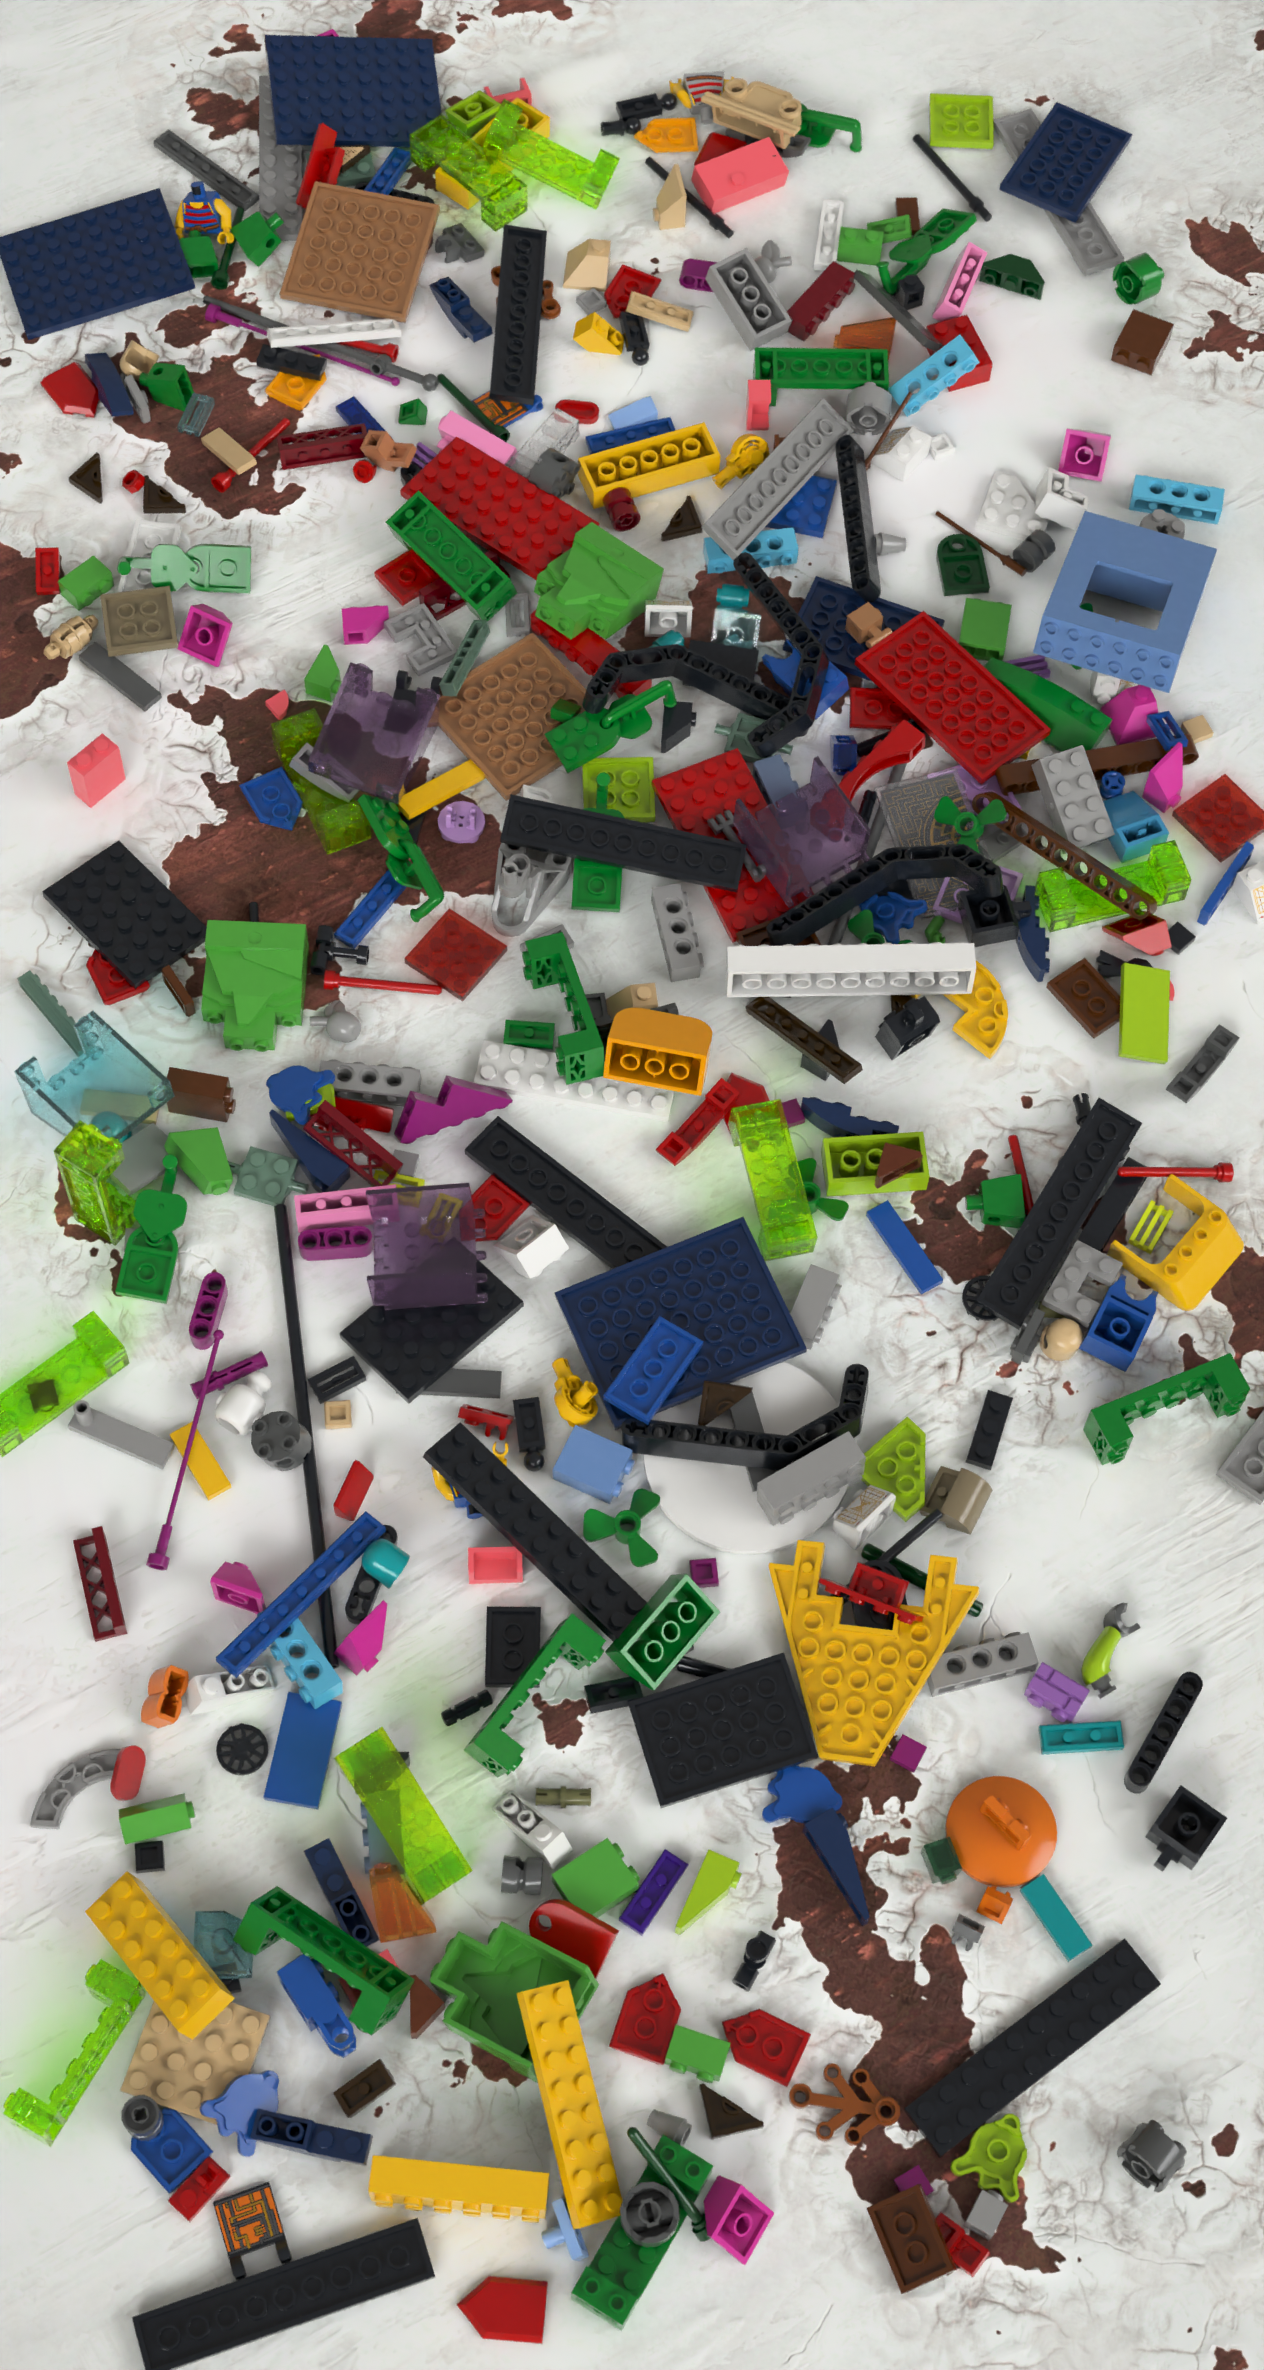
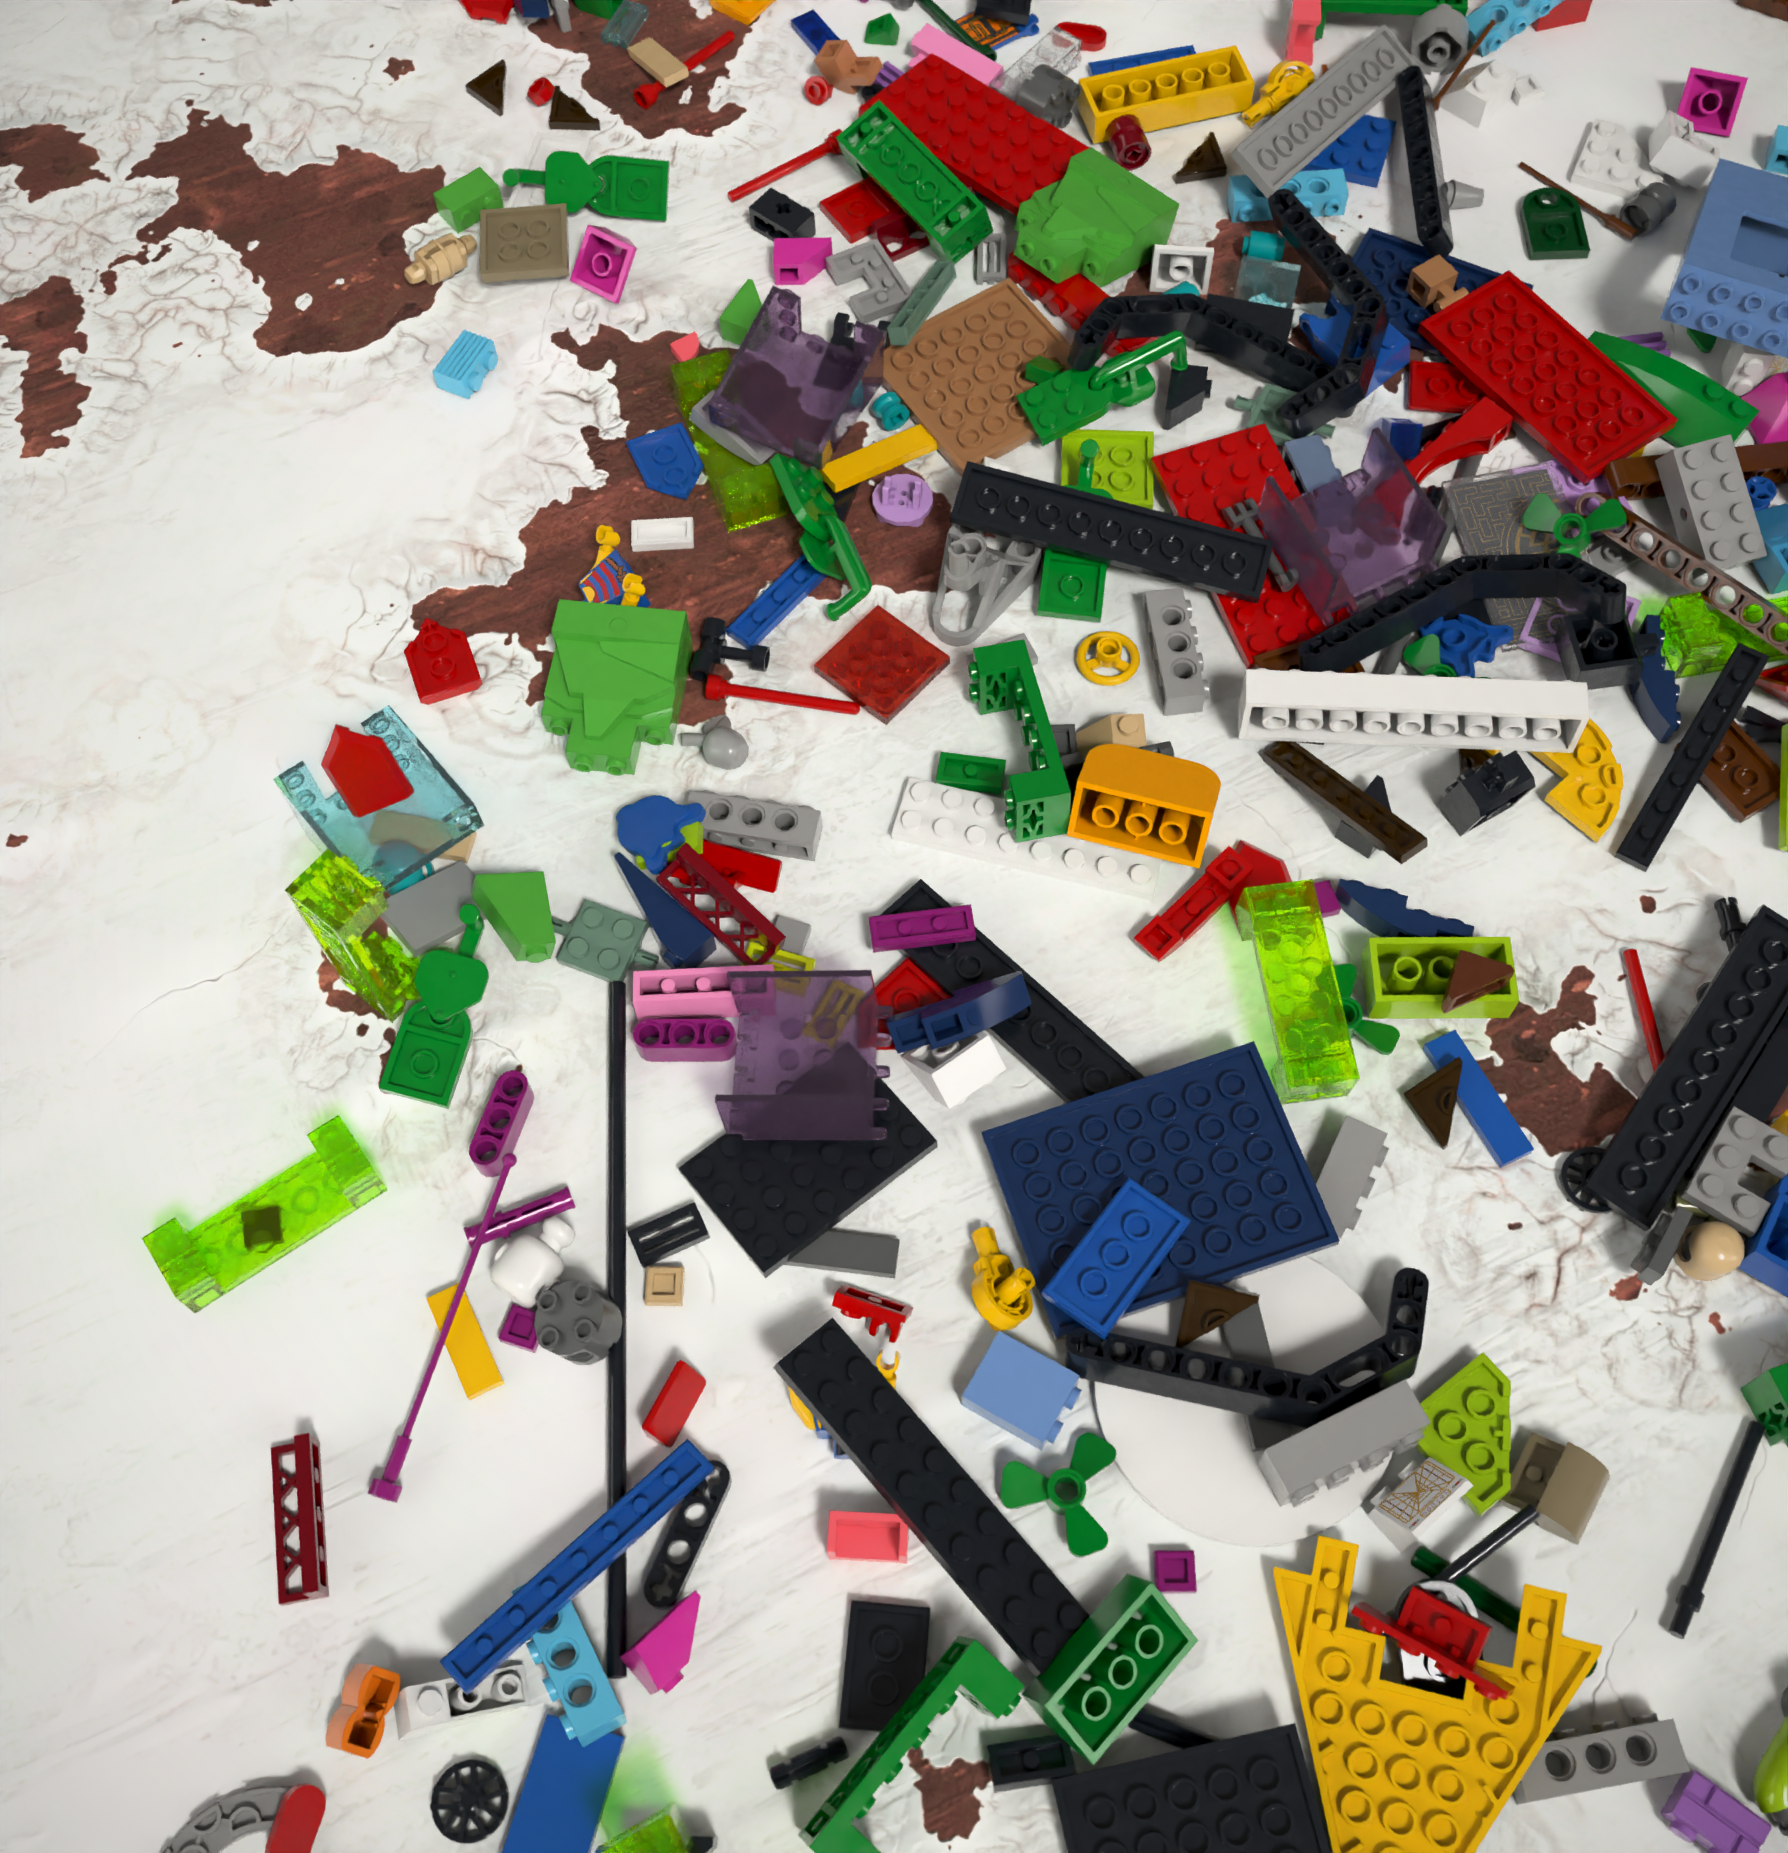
camera: 10 degrees right, 0 degrees up
(47, 571) = (423, 182): red plate -> none
(51, 1010) = (342, 691): sand green piece -> none
(75, 1061) = (364, 771): none -> red tile
(96, 770) = (446, 412): coral brick -> none
(104, 719) = (466, 364): none -> medium azure brick
(120, 676) = (496, 309): dark grey tile -> none
(120, 1435) = (359, 1294): light grey piece -> none
(126, 914) = (463, 592): black plate -> none
(178, 991) = (516, 690): reddish brown tile -> none
(200, 1095) = (524, 826): reddish brown brick -> none
(237, 1587) = (492, 1539): dark pink slope -> none
(239, 1450) = (520, 1329): none -> magenta tile
(242, 899) = (611, 576): none -> torso
(276, 859) = (662, 534): none -> white tile
(323, 448) = (768, 62): dark red fence -> none
(345, 588) = (781, 217): none -> black brick
(378, 521) = (830, 146): none -> red piece
(384, 1561) = (706, 1521): teal helmet -> none
(446, 749) = (890, 411): none -> teal wheel
(455, 1103) = (865, 858): magenta slope -> none
(501, 1152) = (922, 928): none -> magenta tile
(530, 1431) = (933, 1333): black plate -> none
(534, 1212) = (961, 1016): none -> dark blue slope
(627, 928) = (1108, 643): none -> yellow piece
(634, 414) = (1153, 38): light blue slope -> none
(875, 1250) = (1436, 1100): none -> dark brown tile
(932, 931) = (1517, 667): bright green arm -> none
(985, 628) = (1586, 295): bright green brick -> none
(989, 1430) = (1602, 1380): black plate -> none
(999, 1201) = (1615, 1042): green torso -> none
(1045, 1560) = (1690, 1595): none -> black bar
(1057, 991) = (1691, 757): none -> black tile

